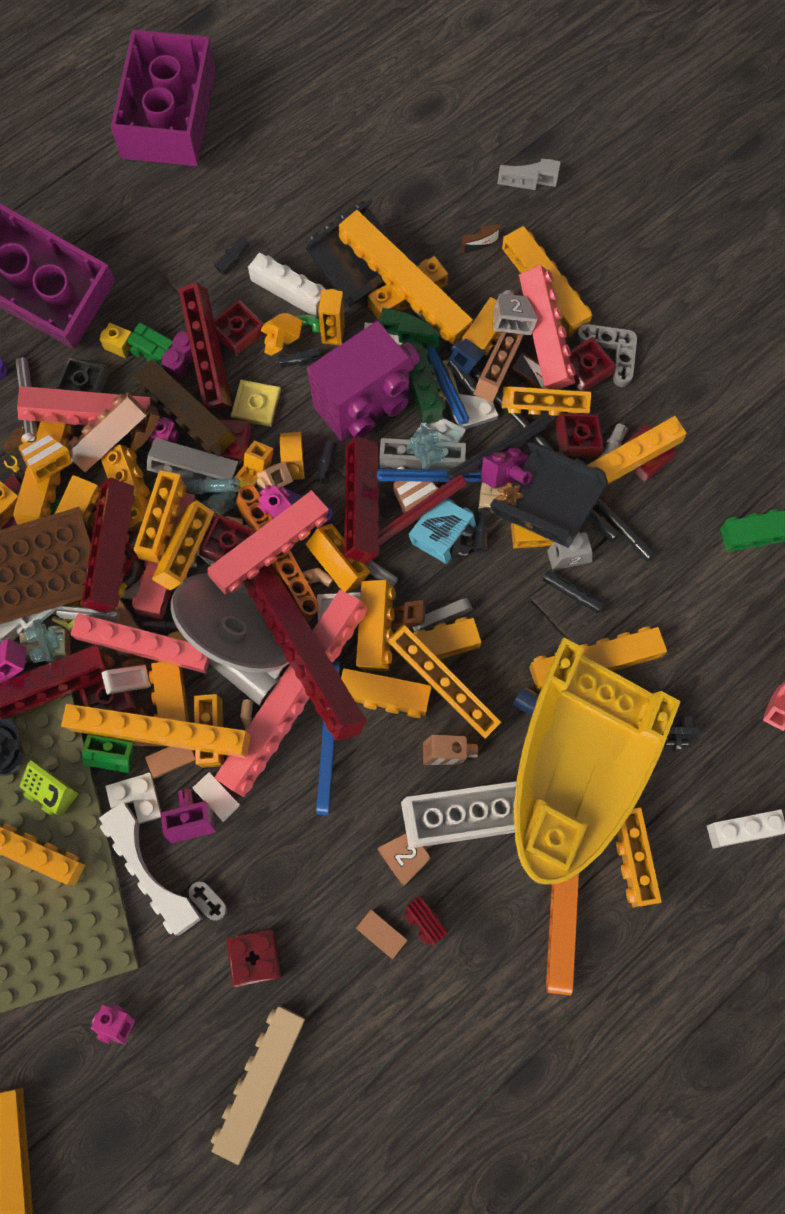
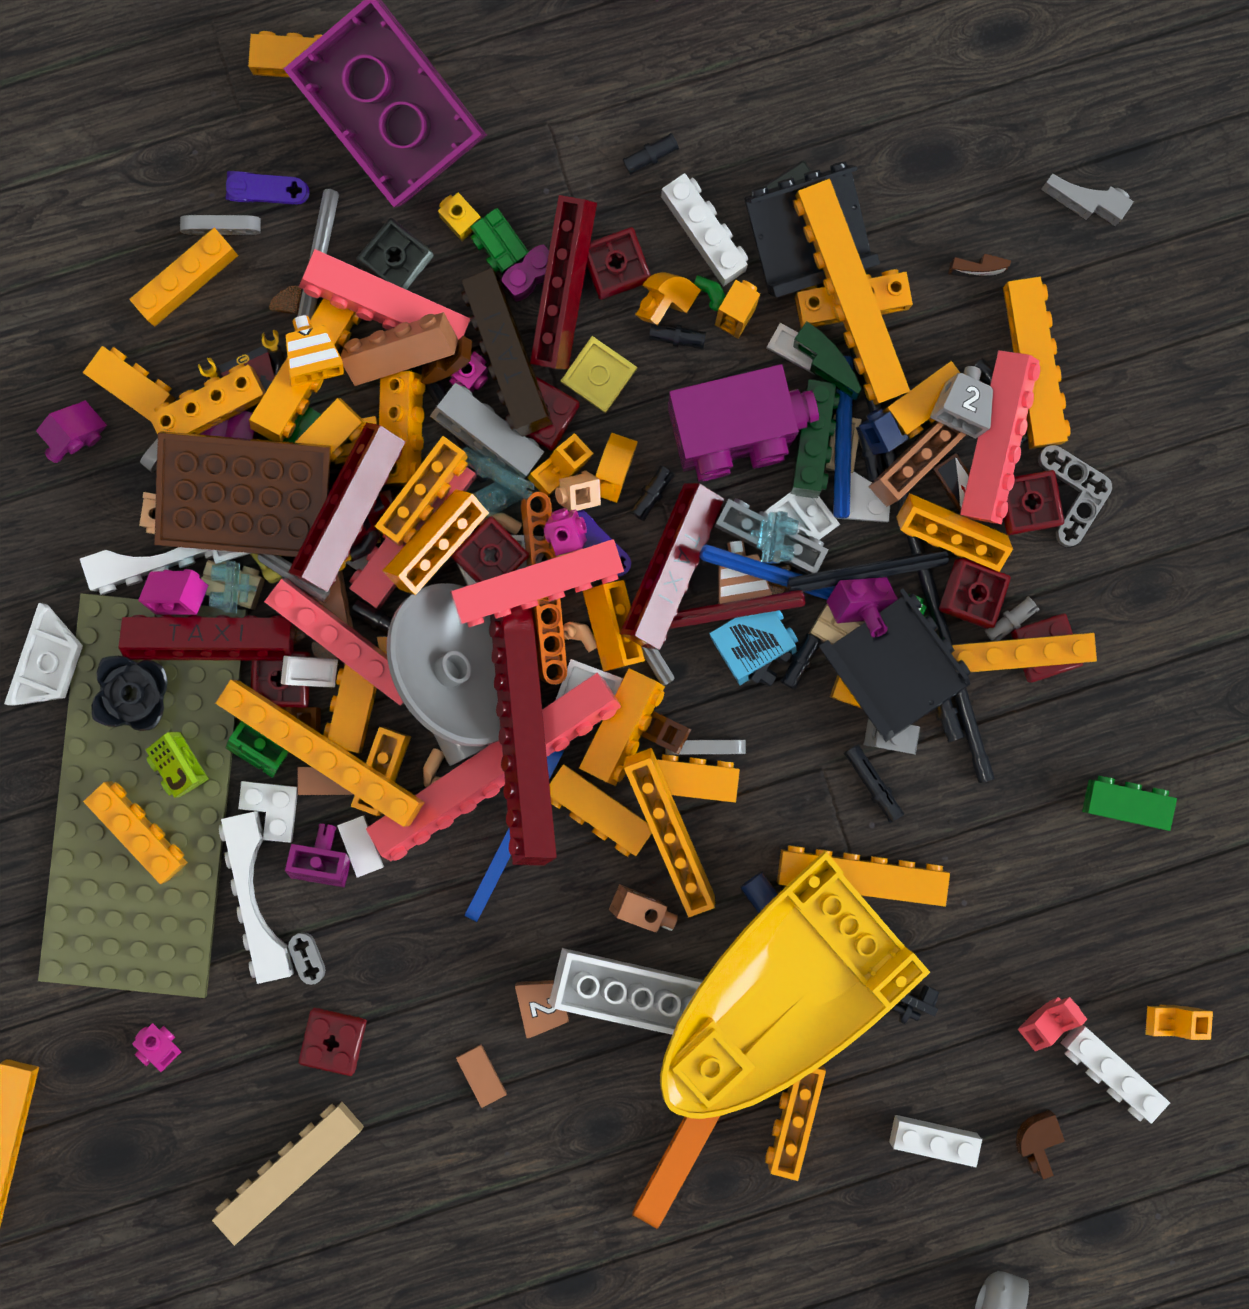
camera: 20 degrees right, 15 degrees up
(423, 917) = (534, 1096): dark red brick -> none
(509, 494) = (847, 643): clear orange plant -> none

